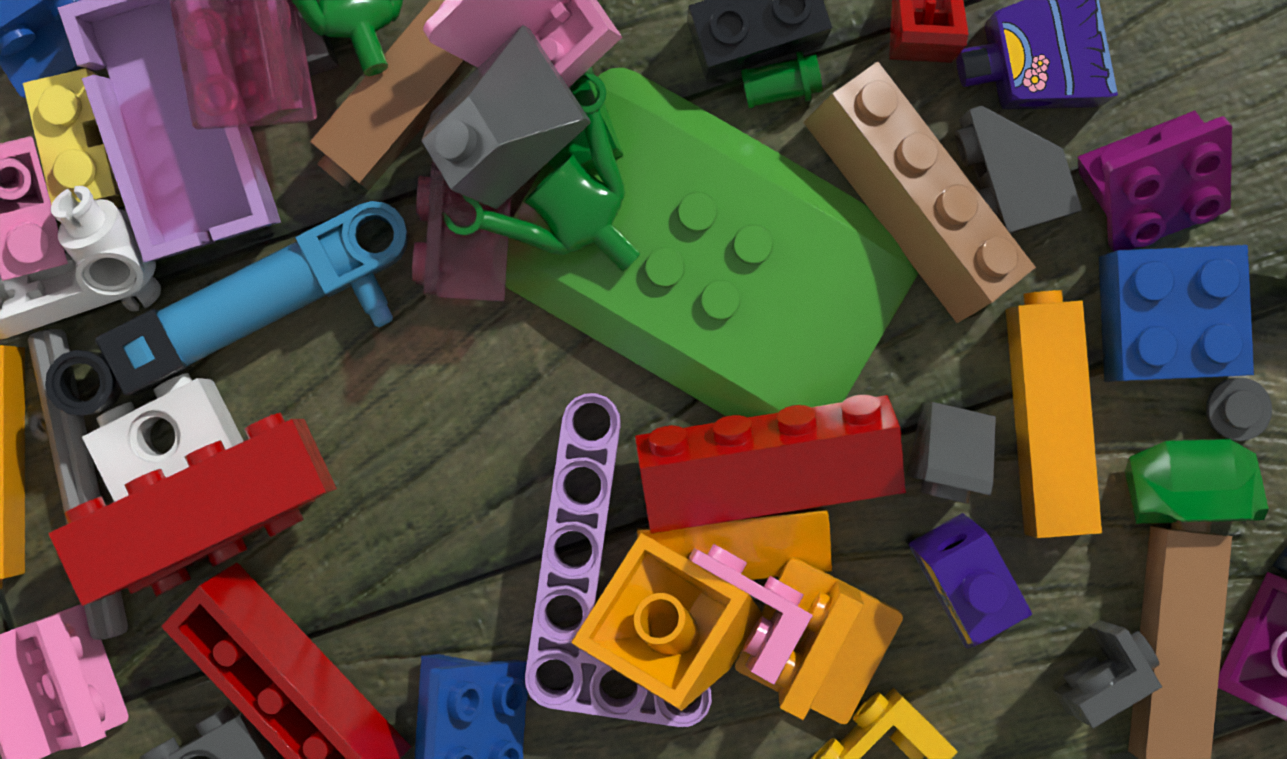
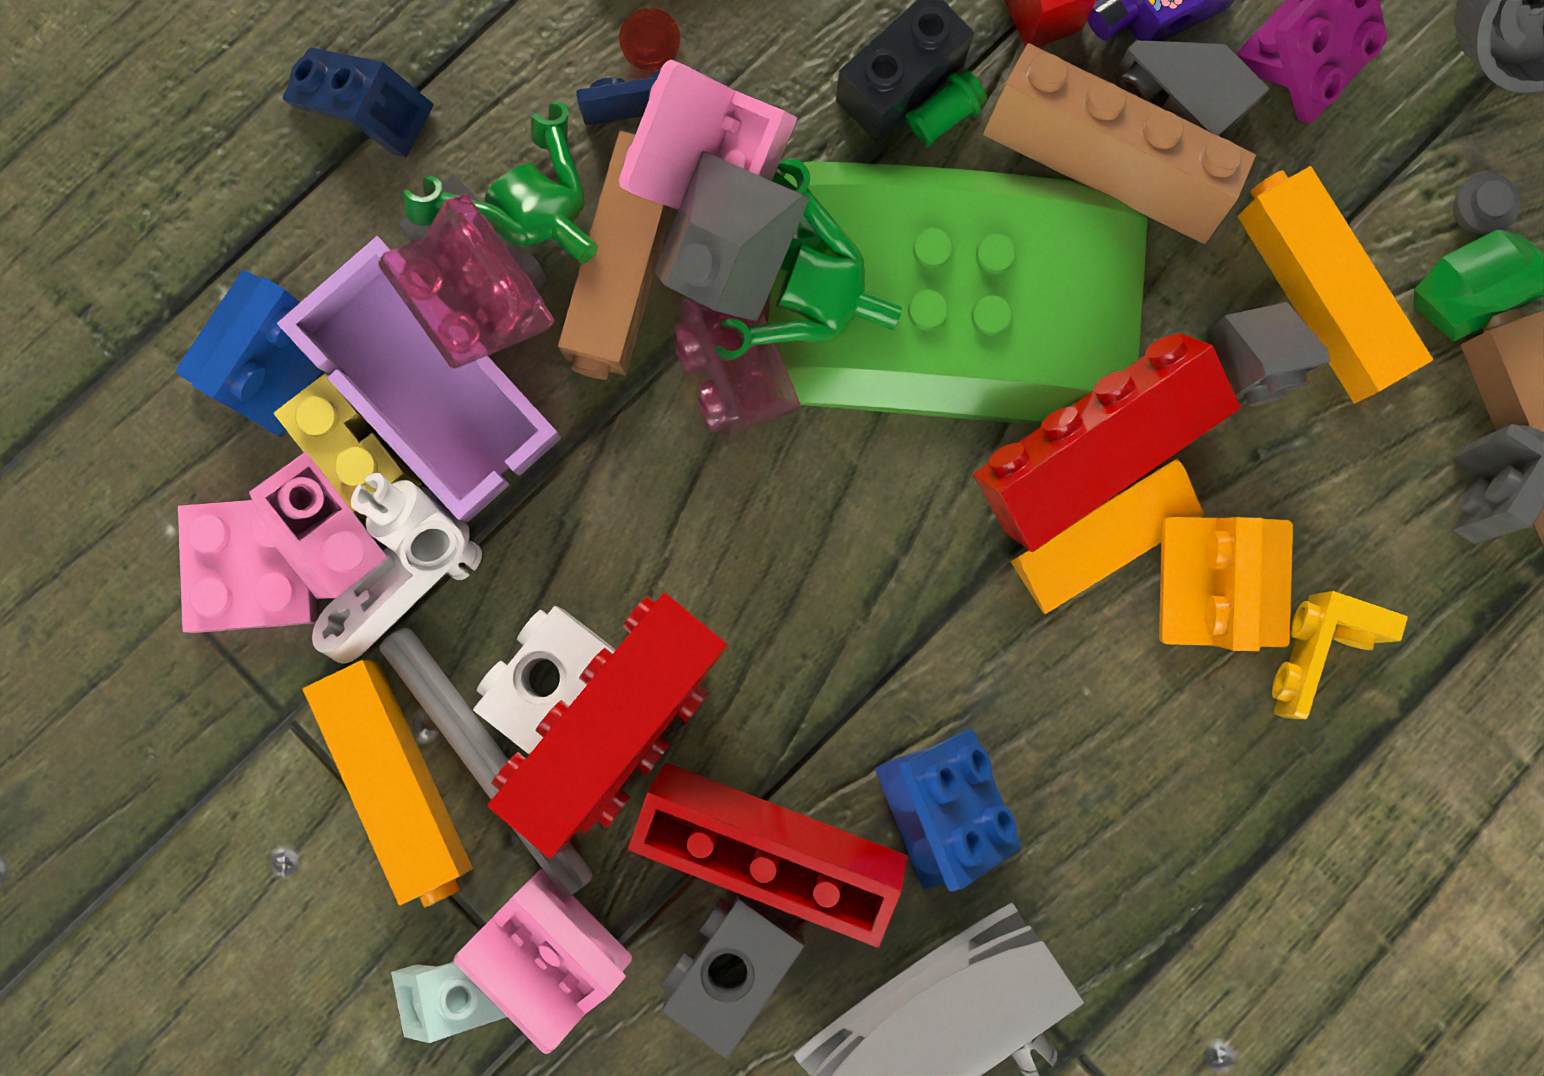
camera: 25 degrees left, 5 degrees down
(171, 339) = (509, 588): dark azure piece -> none
(581, 583) = (991, 628): lavender beam -> none
(668, 623) = (1090, 622): light orange slope -> none
(769, 640) = (1194, 591): bright pink bracket -> none
(970, 580) = (1342, 463): dark purple torso -> none
(1176, 313) = (1393, 143): blue brick -> none

